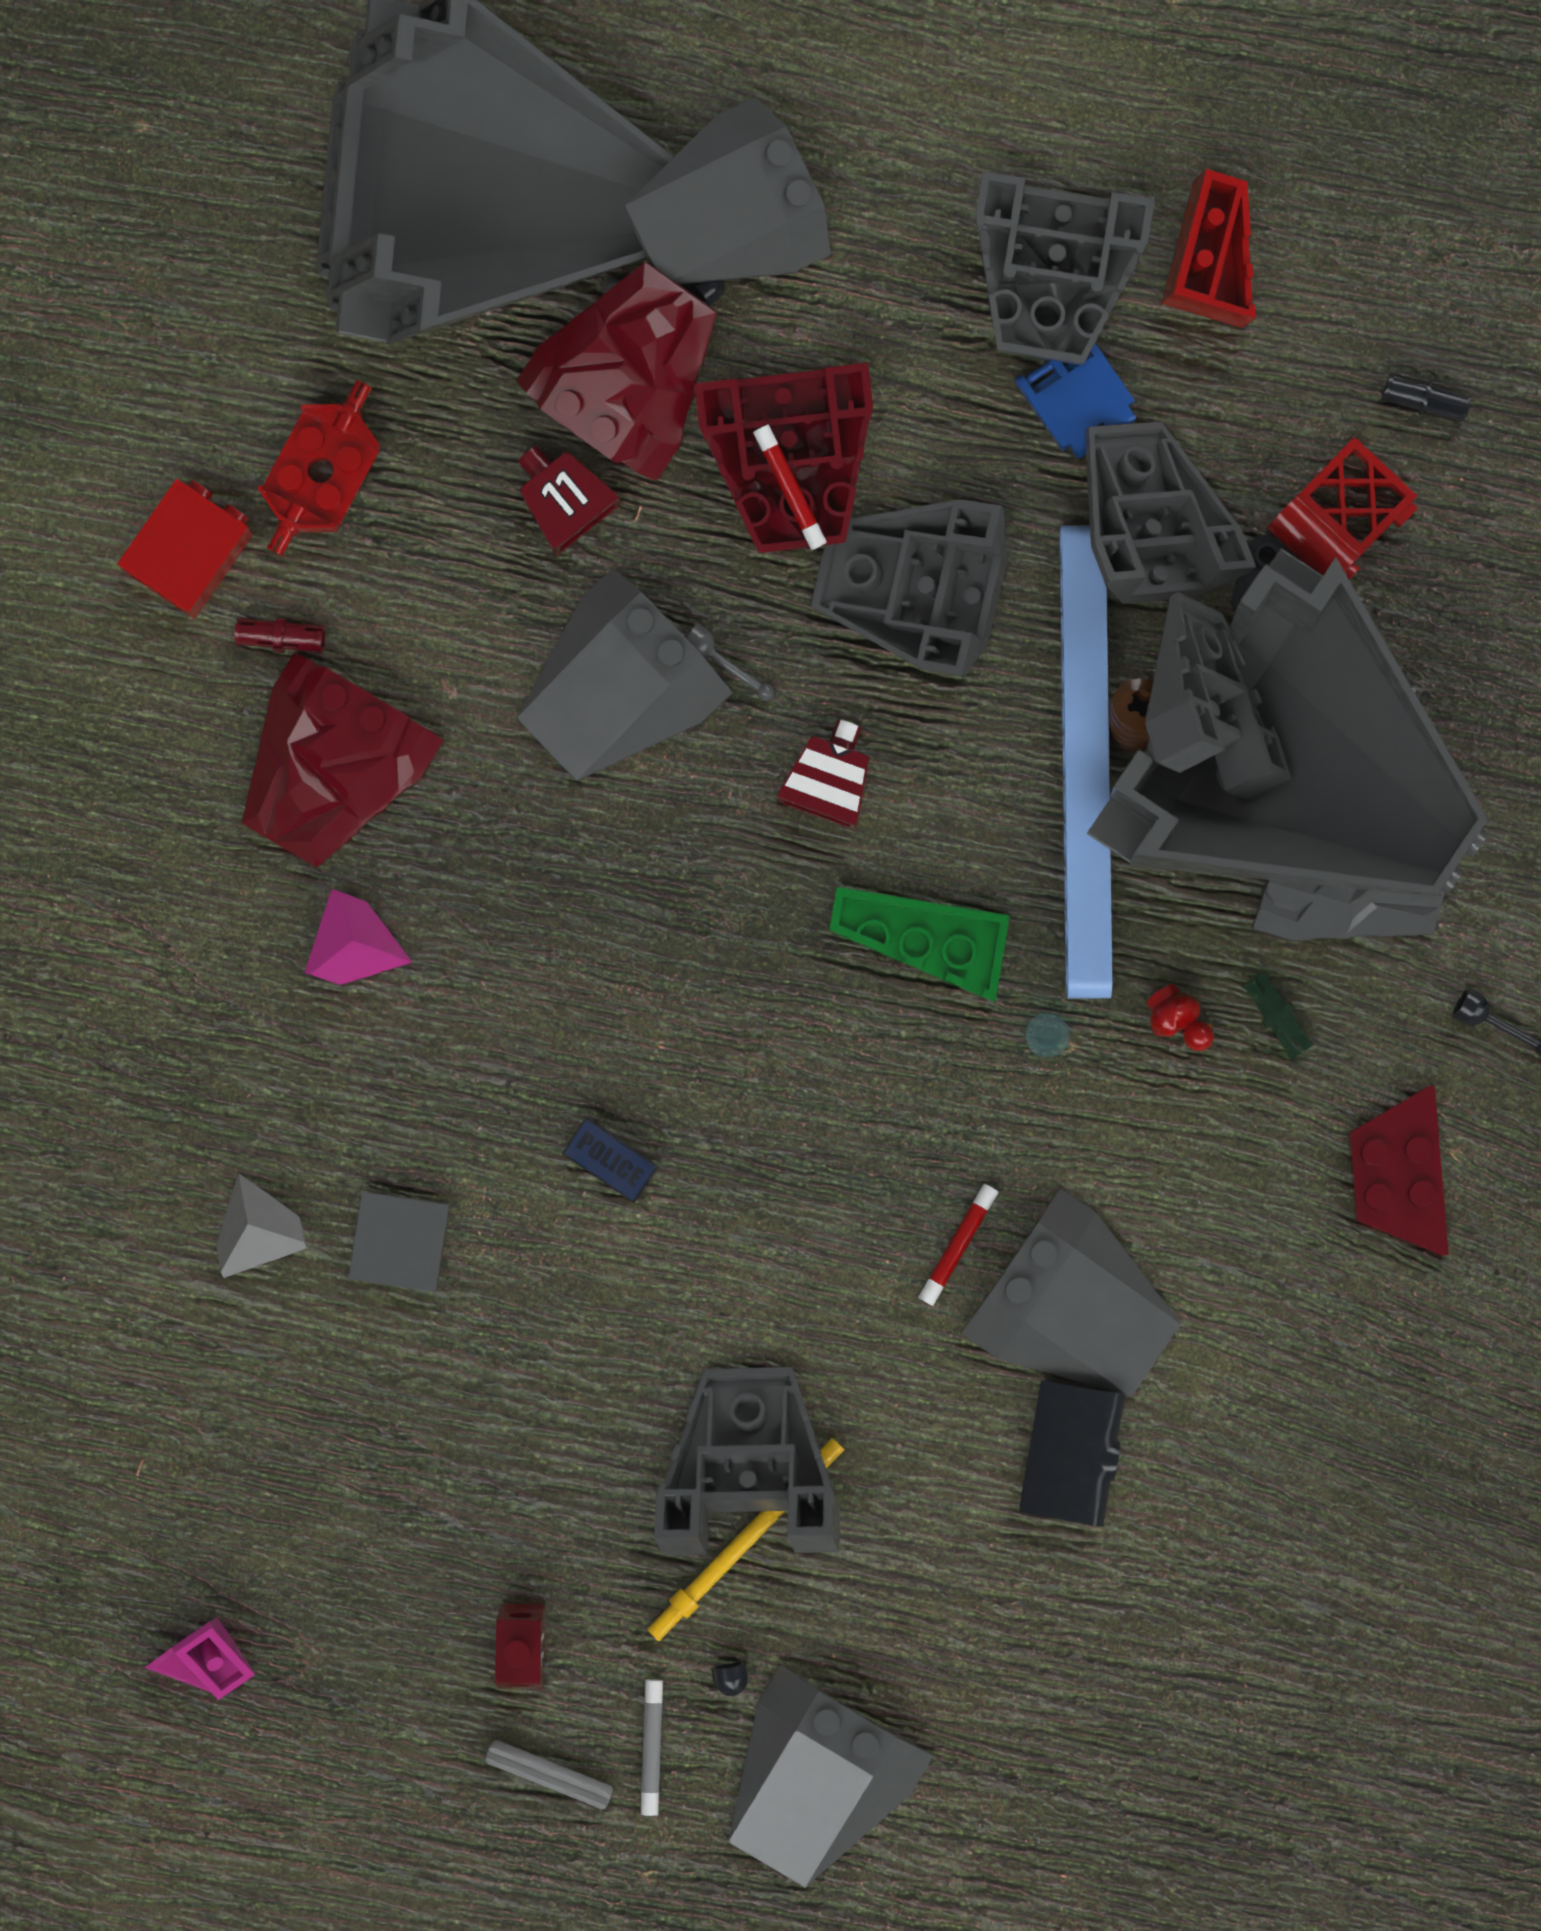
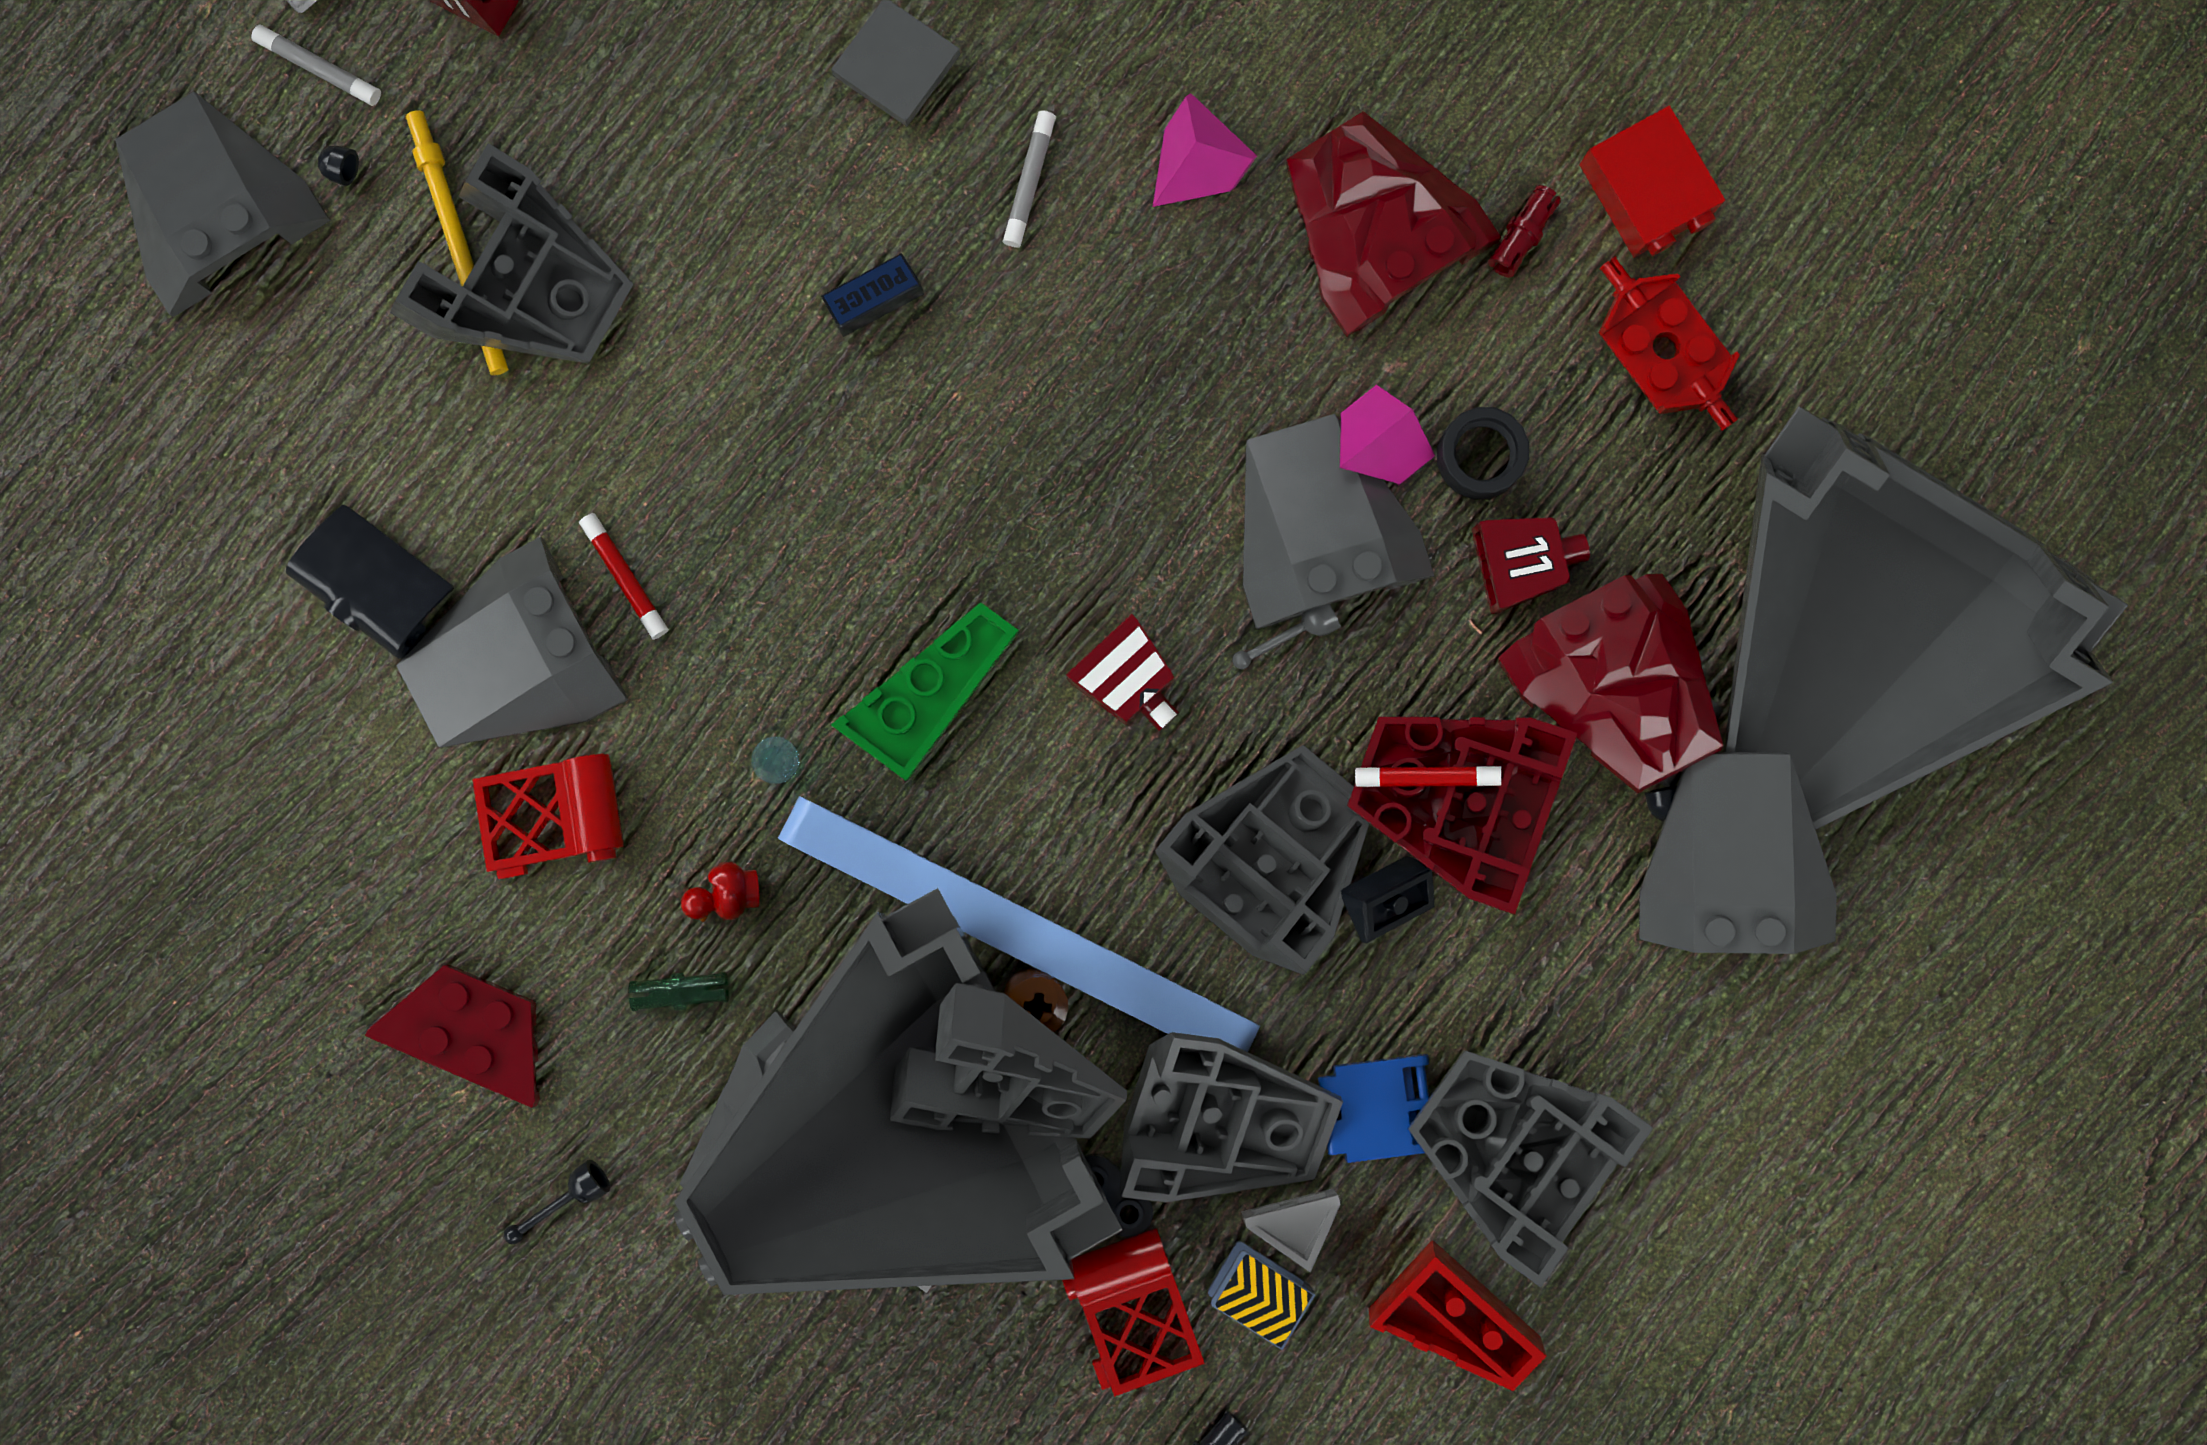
camera: 110 degrees right, 0 degrees up
(442, 1077) = (1029, 179): none -> light grey bar
(478, 546) = (1496, 420): none -> black tyre
(520, 668) = (1382, 438): none -> dark pink slope
(902, 472) = (1389, 897): none -> black slope
(1165, 1172) = (586, 816): none -> red piece
(1205, 416) = (1296, 1225): none -> light grey slope
(1275, 418) = (1260, 1294): none -> piece

